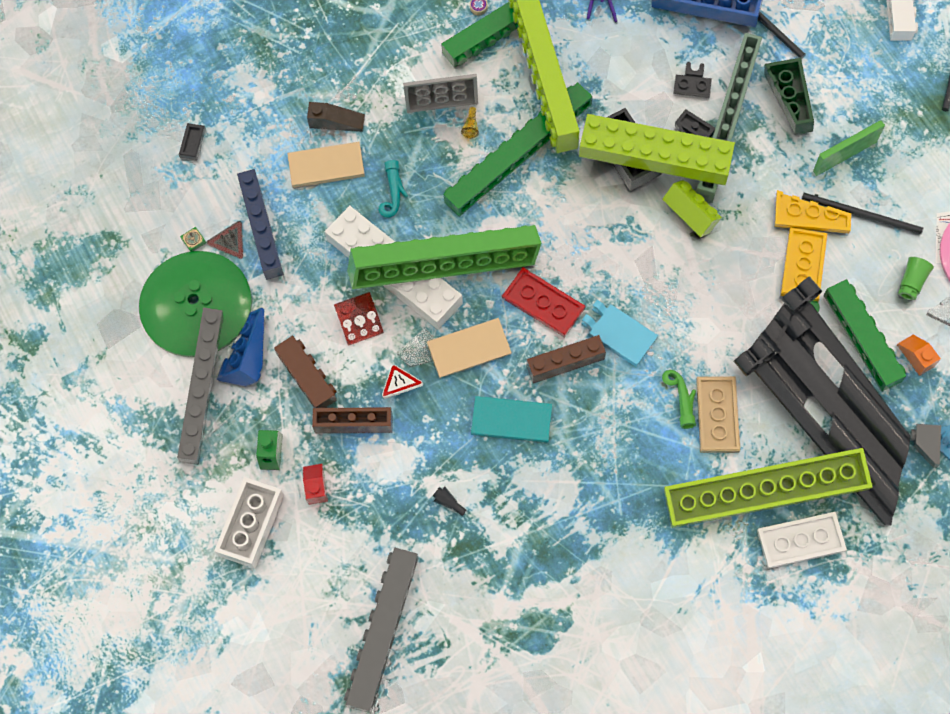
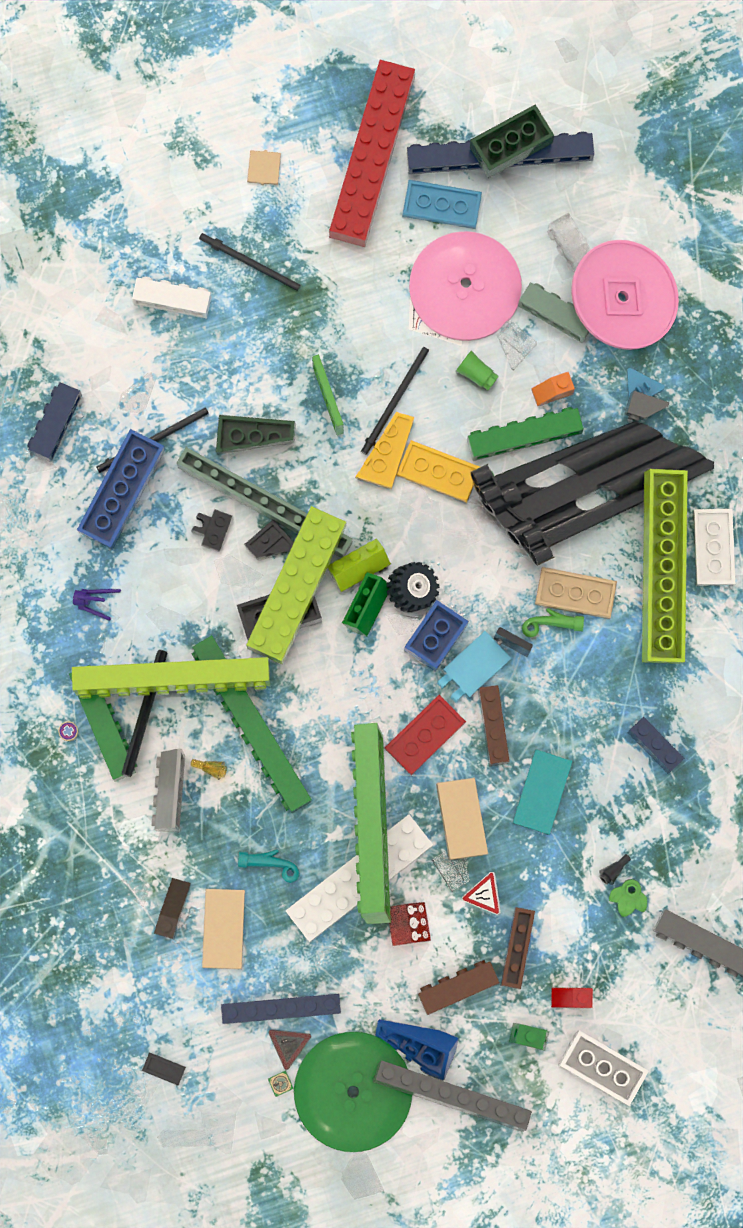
camera: 85 degrees left, 10 degrees up
(420, 520) = (627, 900): none -> bright green plate
(493, 55) = (141, 724): none -> black axle
(581, 517) = (655, 745): none -> dark blue brick
(640, 289) = (436, 635): none -> blue brick
(652, 359) = (513, 641): none -> black tile
(655, 222) = (366, 604): none -> green brick
(682, 257) = (413, 587): none -> black wheel

